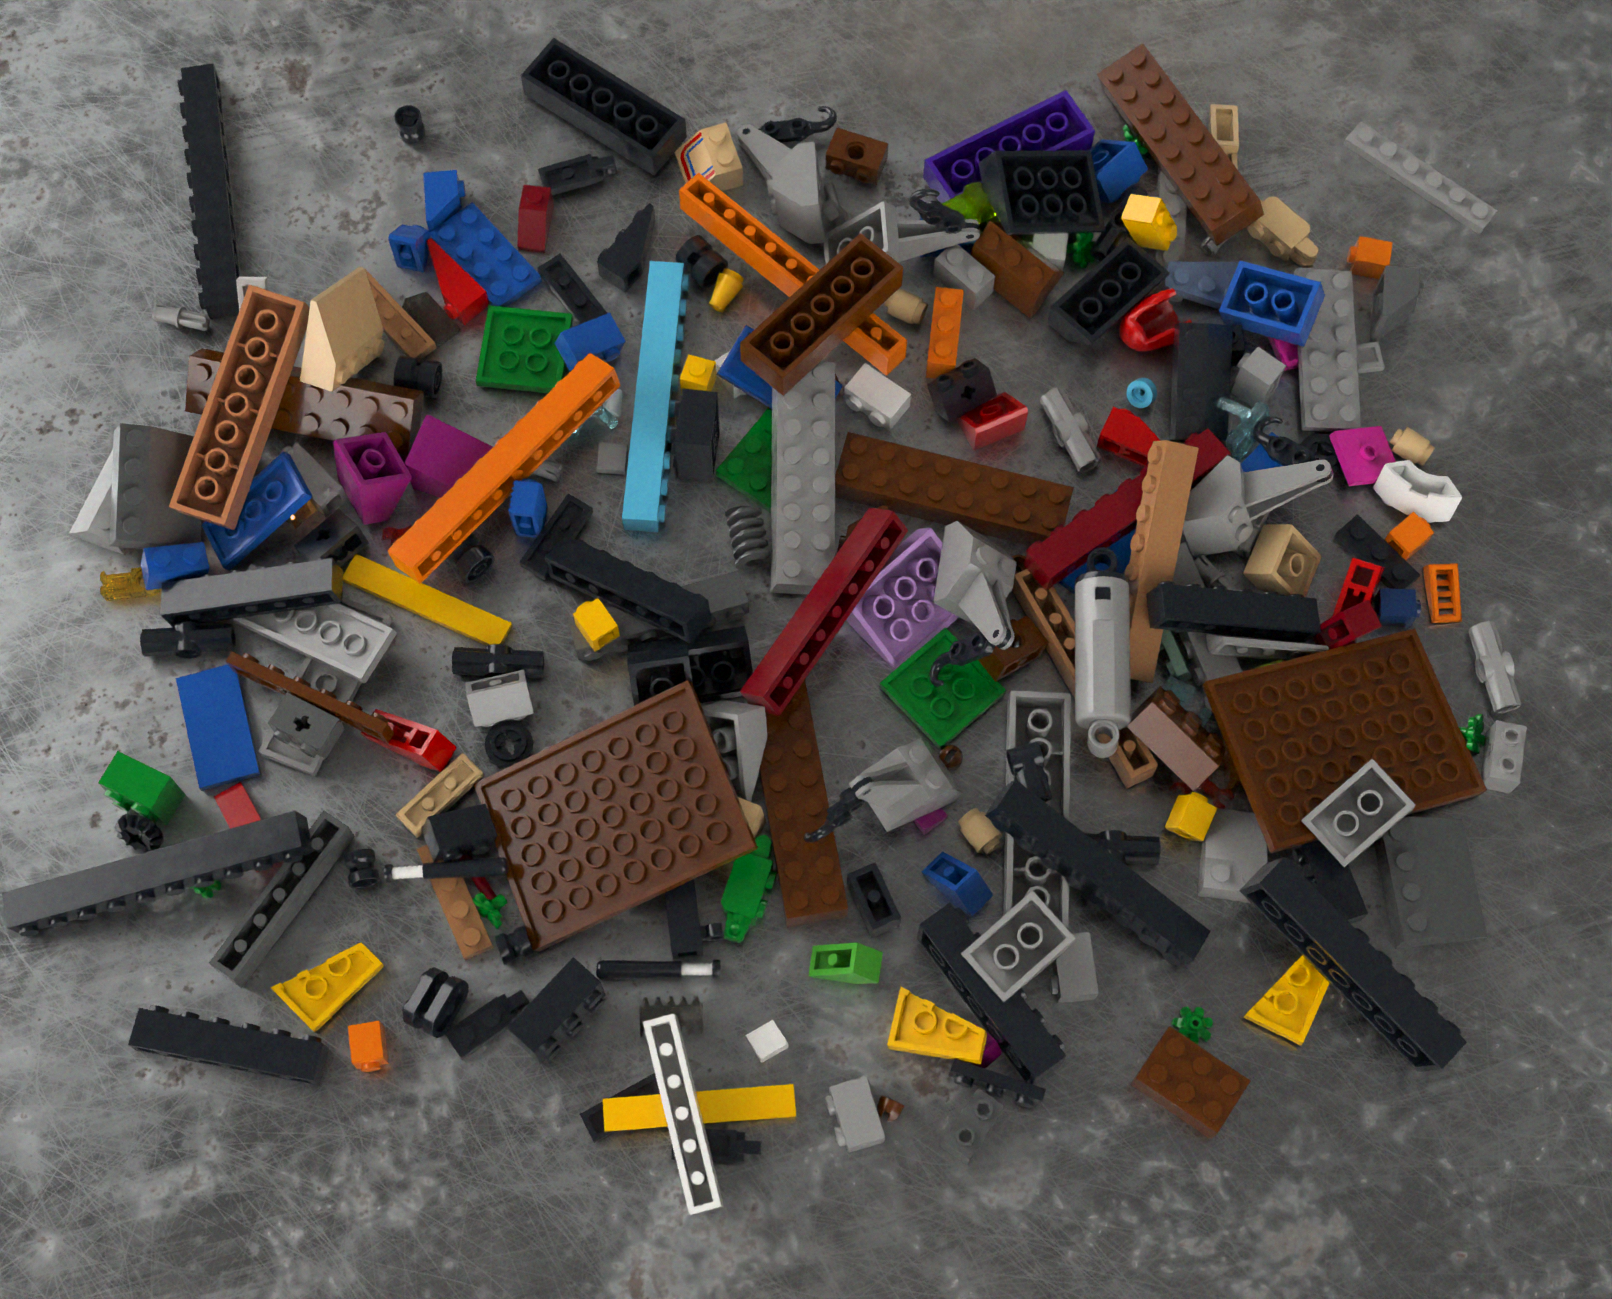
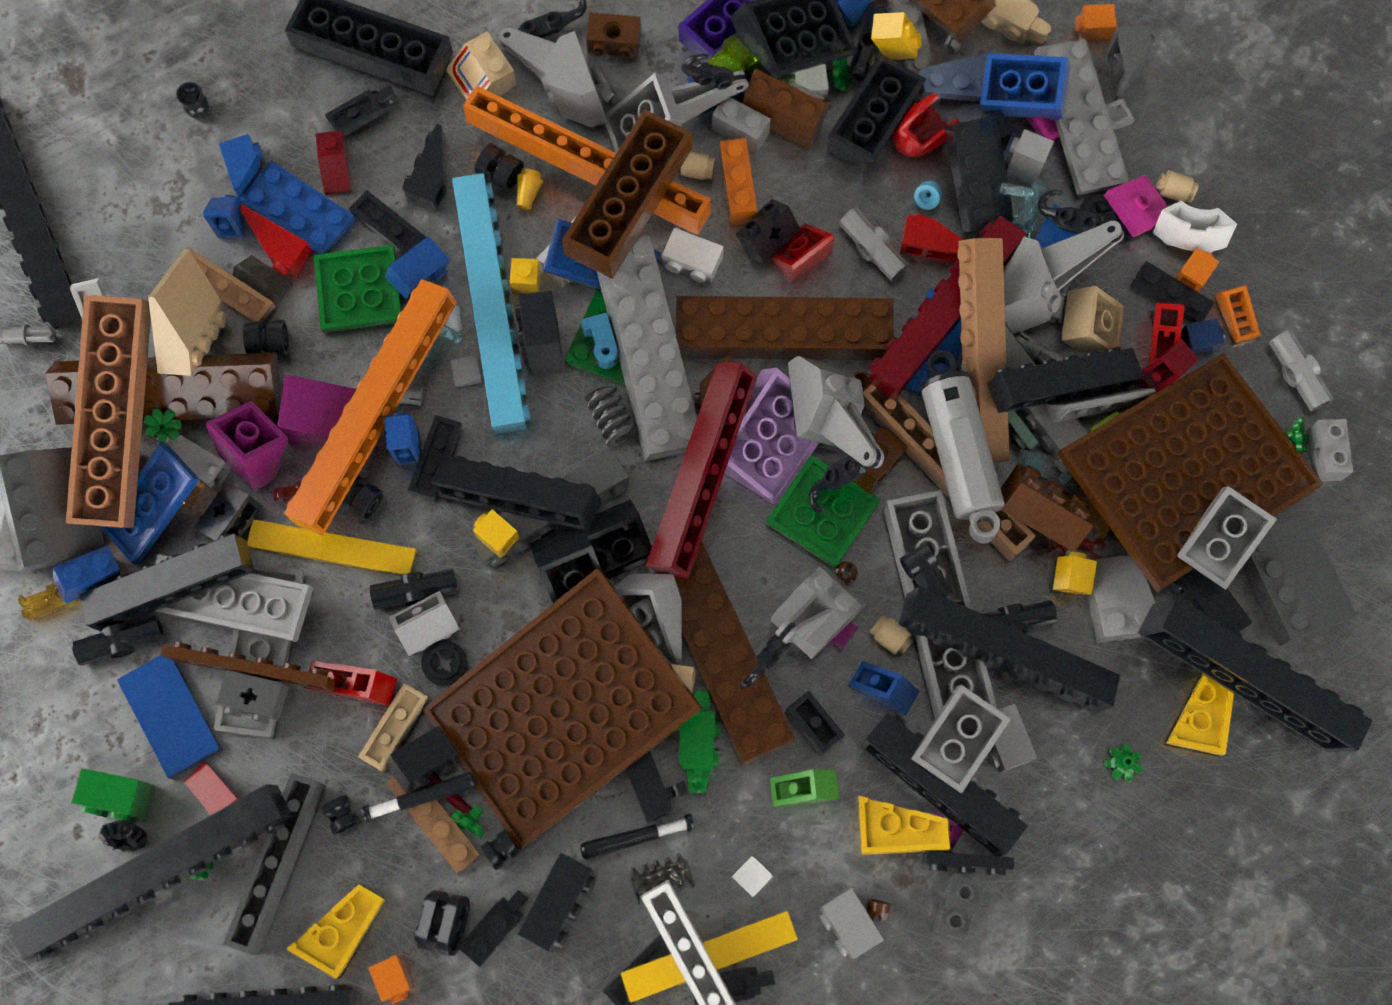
camera: 15 degrees left, 5 degrees up
(290, 436) = (162, 425): none -> green plant
(759, 467) = (605, 346): none -> dark azure leg
(1190, 1082) = (1137, 816): reddish brown brick -> none

